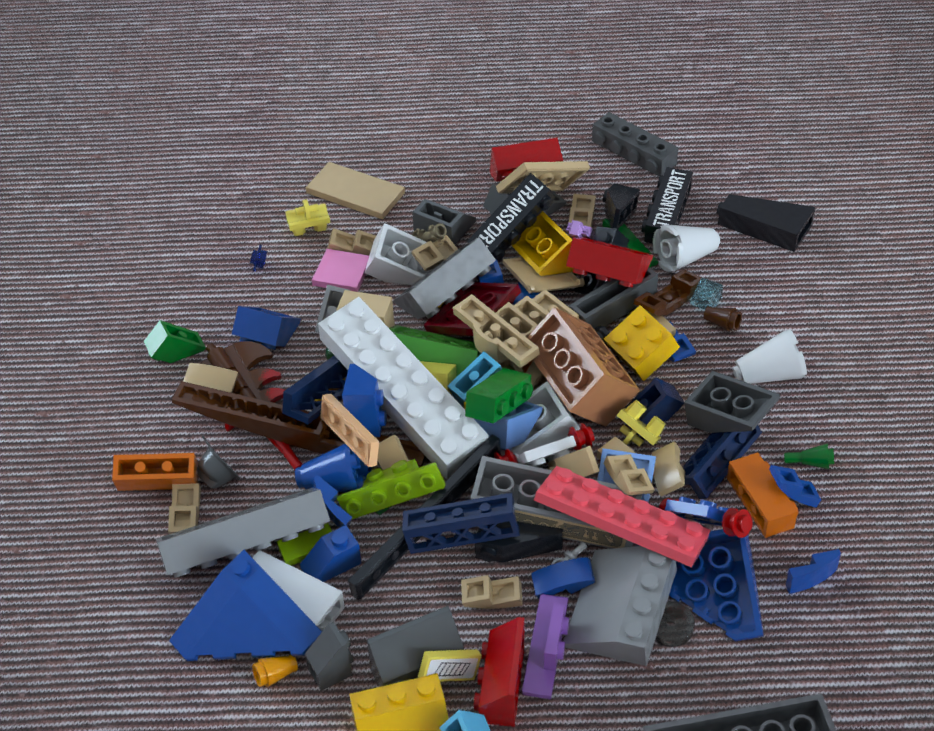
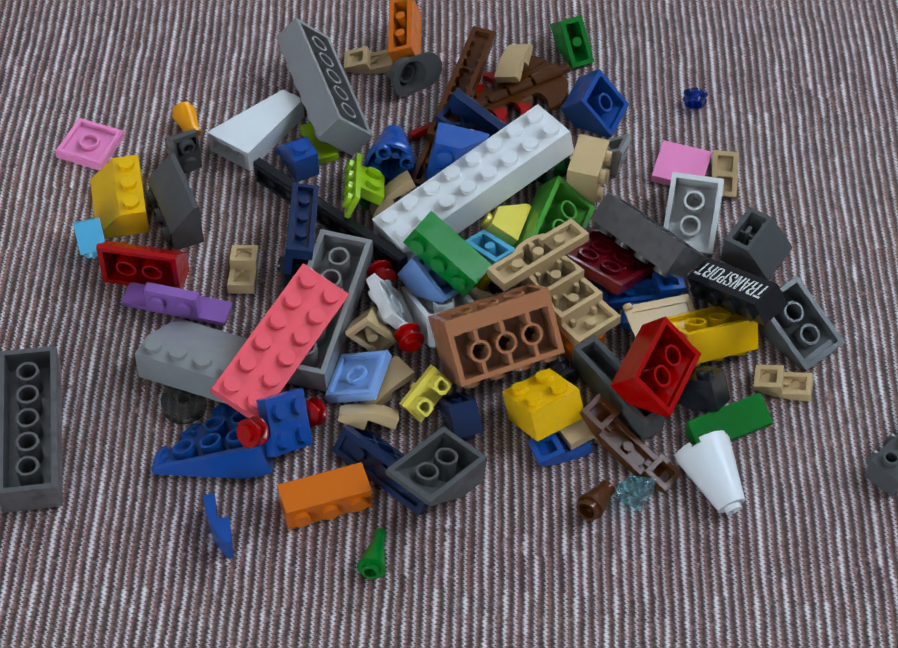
camera: 90 degrees right, 5 degrees up
(244, 615) = (234, 93): blue slope -> none
(307, 216) = (756, 133): light yellow hips -> none
(329, 495) = (357, 140): blue slope -> none
(349, 430) = (400, 138): light nougat tile -> none
(355, 190) = (814, 178): tan tile -> none
(432, 254) = (695, 233): tan slope -> none
(434, 233) = (721, 227): dark tan bar -> none
(451, 664) = (156, 222): tile -> none
(509, 157) = (853, 321): red slope -> none
(554, 175) = (807, 321): tan tile -> none
(567, 575) = (245, 317): blue slope -> none
(578, 230) = (721, 356): lavender hinge -> none
(620, 204) = (780, 407): black slope -> none
(627, 476) = (339, 362): tan slope -> none
(667, 201) = (794, 467): black brick -> none
(767, 220) = (768, 575): black slope -> none
(772, 361) = (513, 535): white cone -> none
(793, 487) = (323, 518): blue slope -> none

